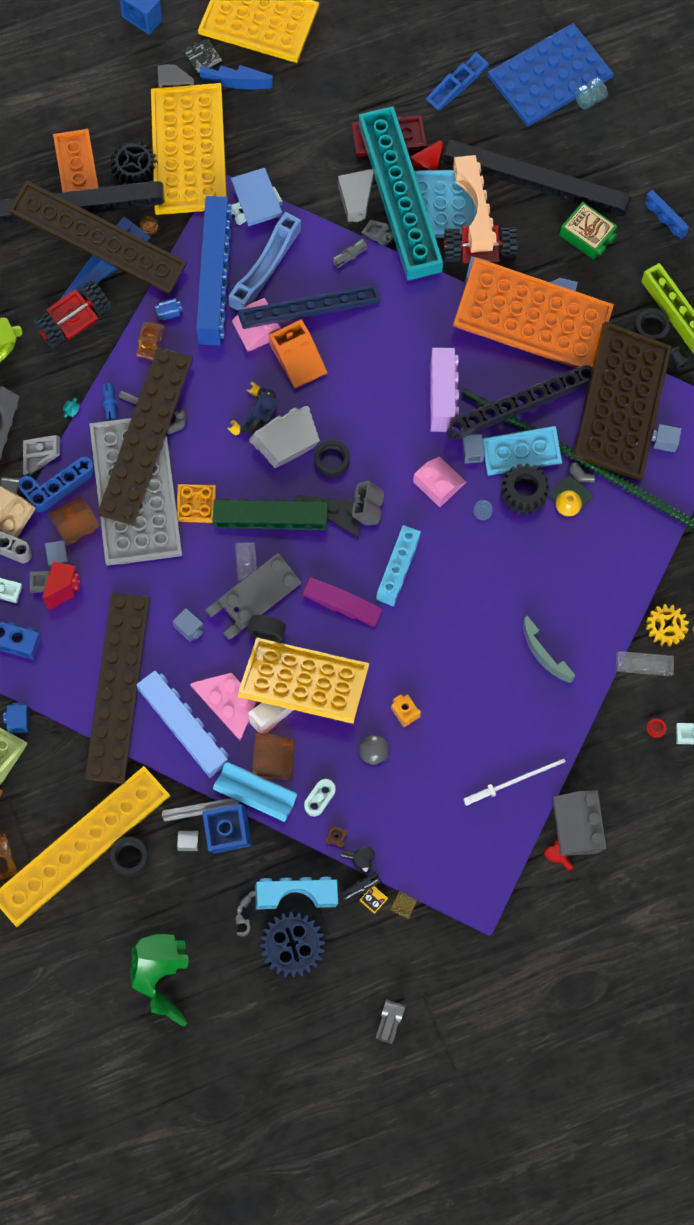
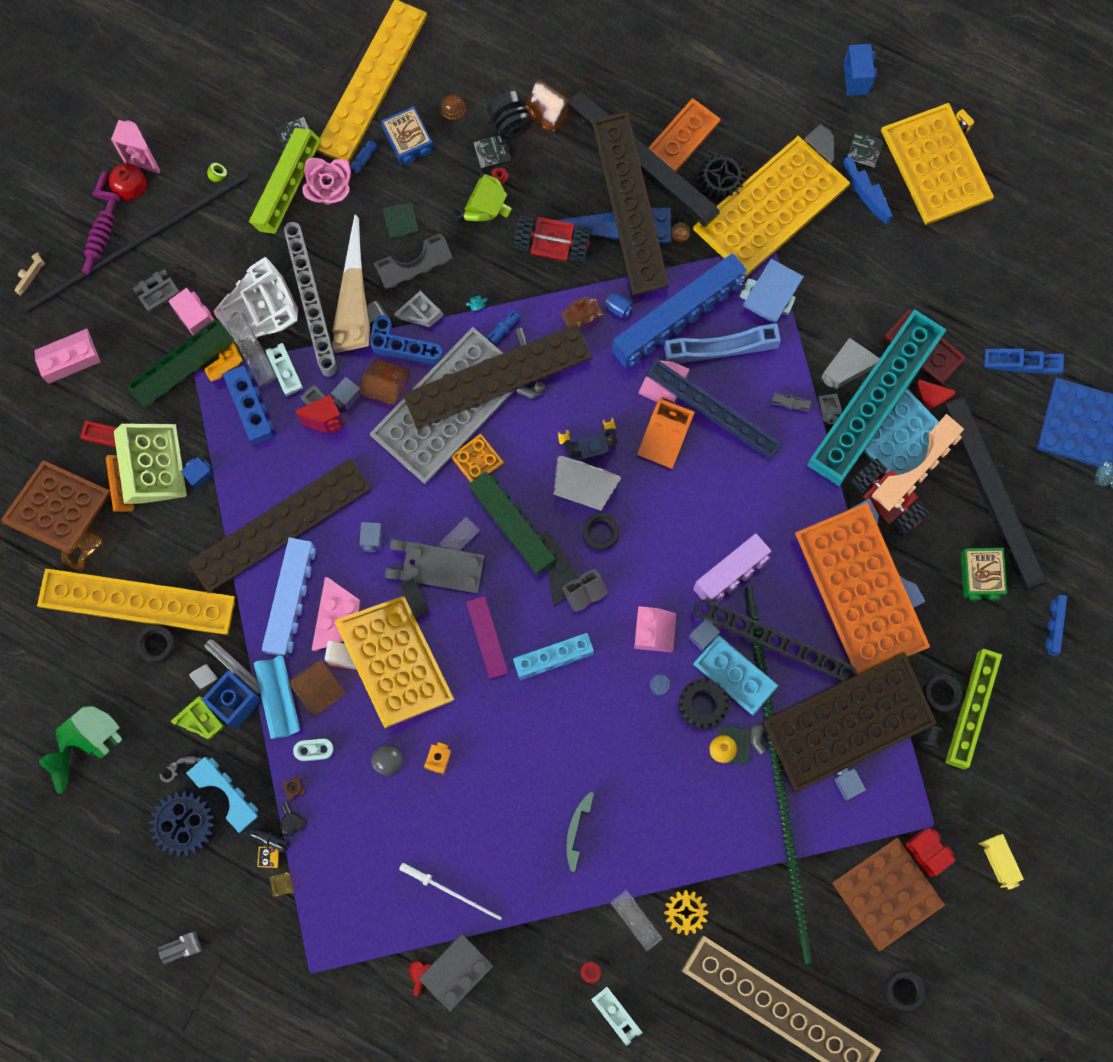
camera: 55 degrees right, 5 degrees up
(219, 868) = (199, 719): none -> lime wing

